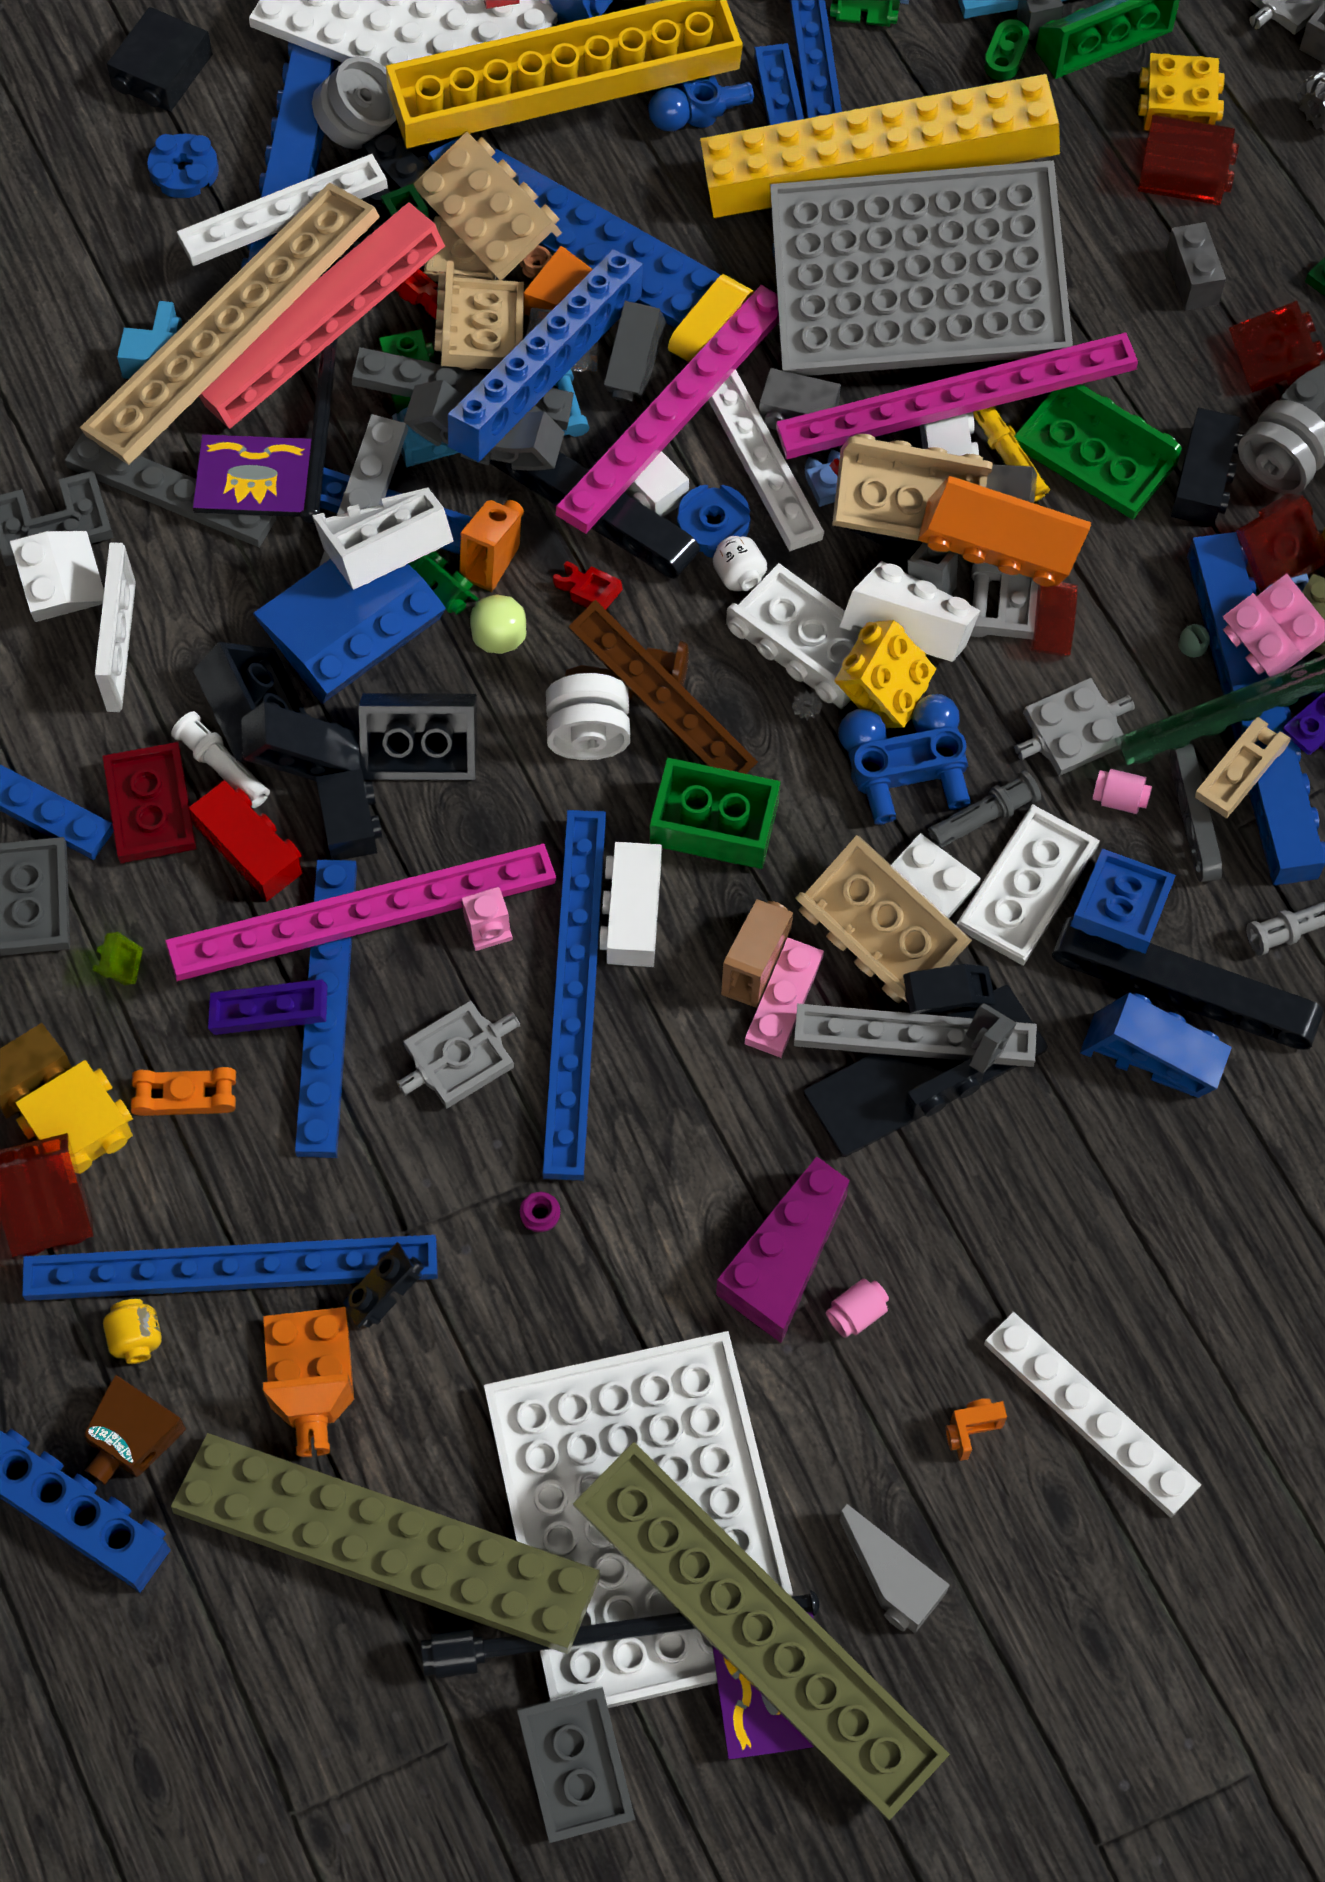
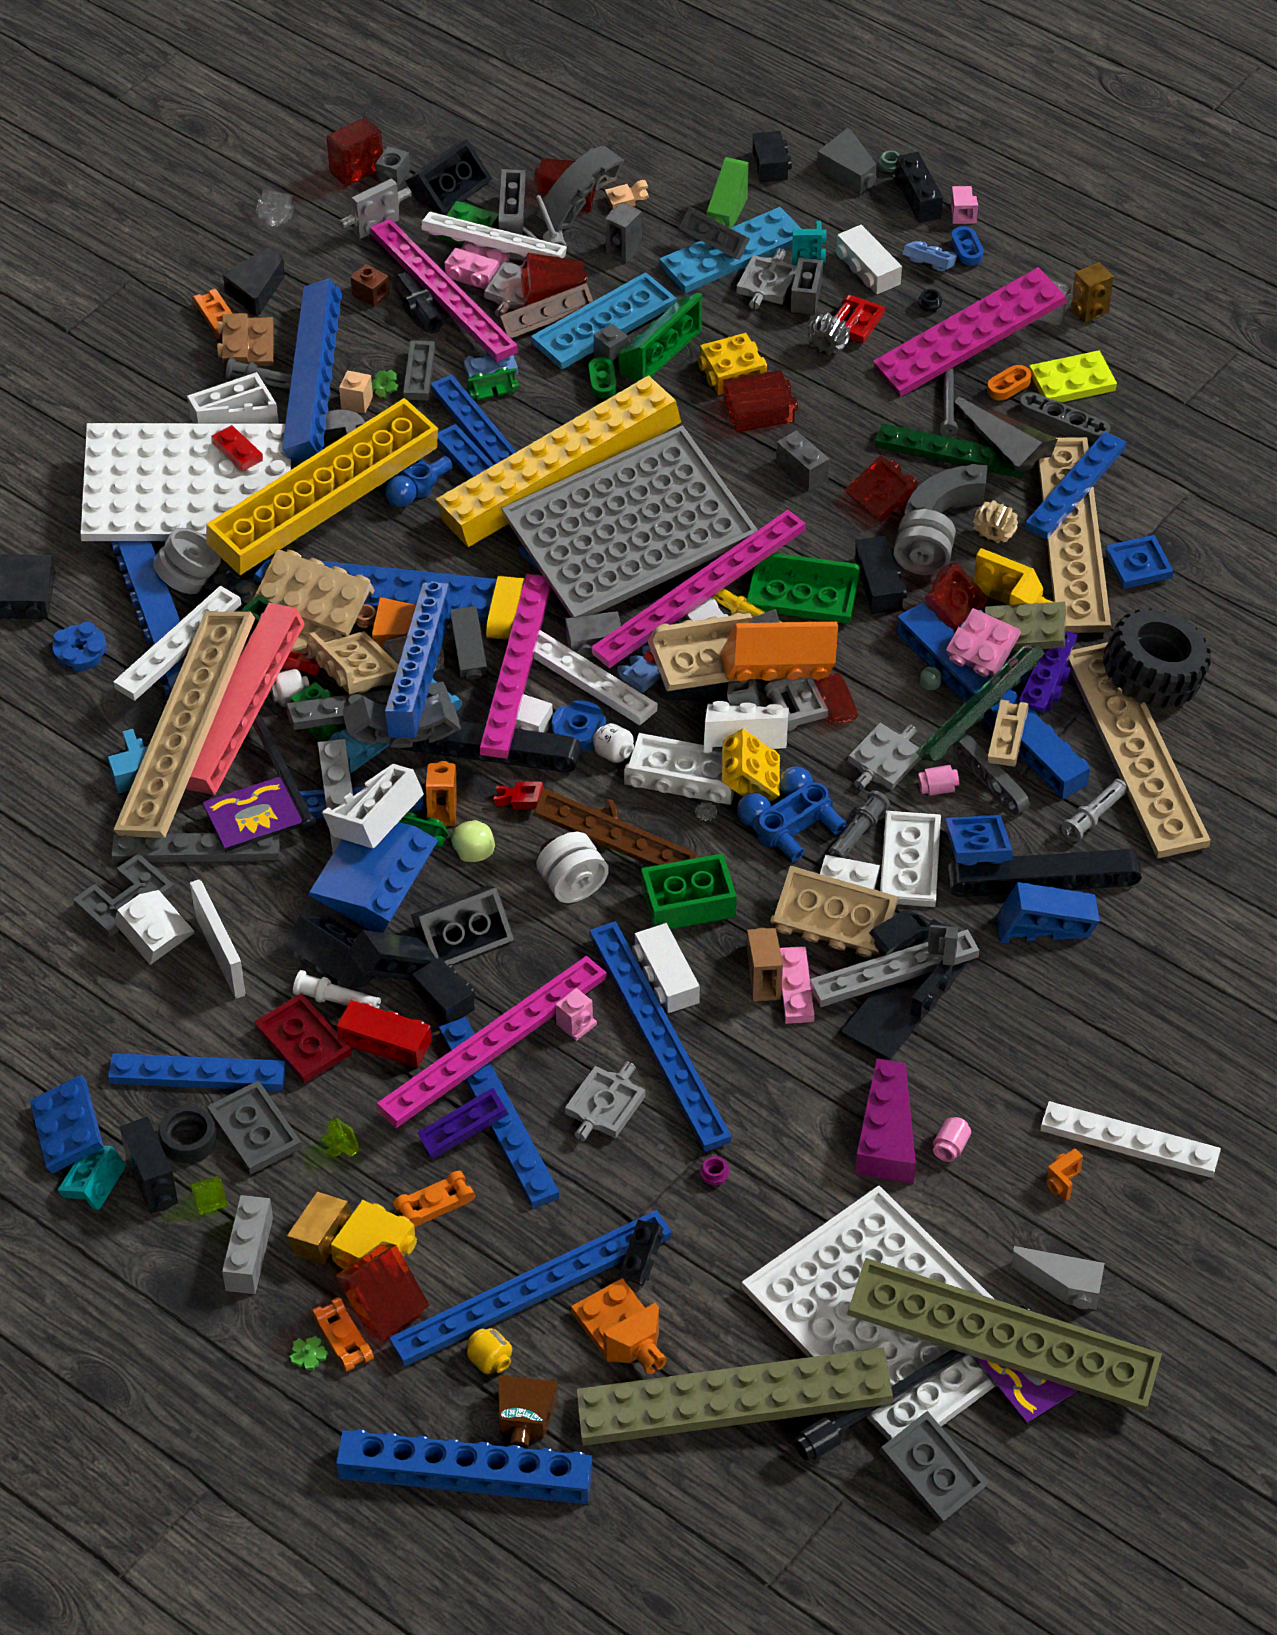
camera: 25 degrees left, 15 degrees down
(391, 318) = (287, 685): none -> white head

